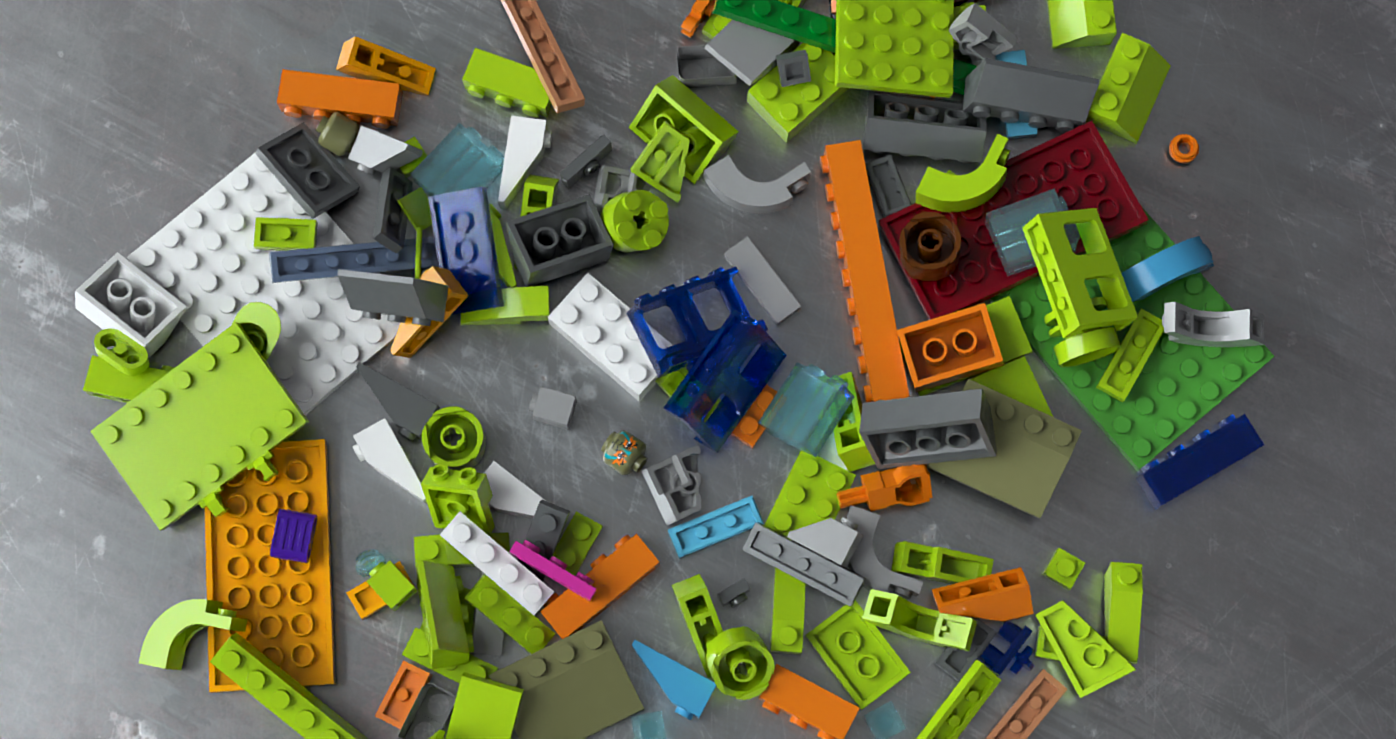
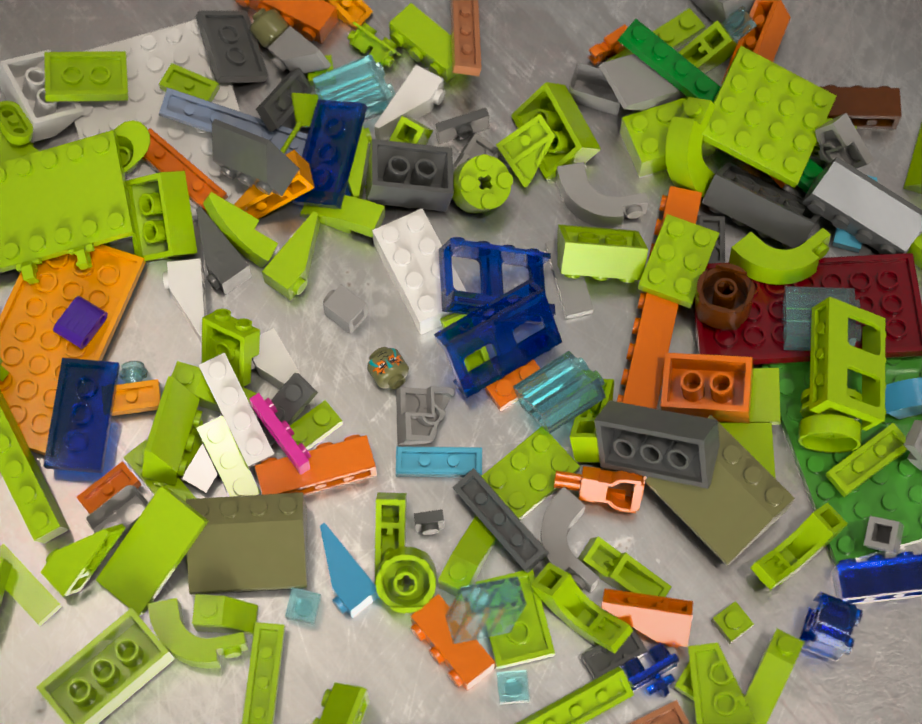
camera: 25 degrees right, 10 degrees down
(173, 269) = (86, 76): none -> lime plate
(325, 333) = (167, 159): none -> orange tile
(325, 389) = (161, 216): none -> lime slope
(341, 631) = (81, 415): none -> clear blue tile
(391, 585) = (140, 393): lime brick -> none
(412, 371) = (240, 229): none -> lime slope
(440, 430) = (247, 284): lime brick -> none
(443, 102) = (382, 50): none -> lime hinge
(479, 382) = (291, 265): none -> lime slope
(785, 243) = (600, 253): none -> lime slope
(793, 68) = (666, 107): dark grey plate -> none
(826, 100) = (684, 146): none -> lime arch
(830, 539) = (531, 505): light grey slope -> none
(833, 665) = (485, 609): none -> clear light blue brick
(867, 224) = (678, 260): none -> lime plate
(1099, 470) = (799, 547): none -> lime arch
(1159, 537) = (830, 626): none -> clear blue brick
(1176, 428) = (884, 535): none -> light grey brick

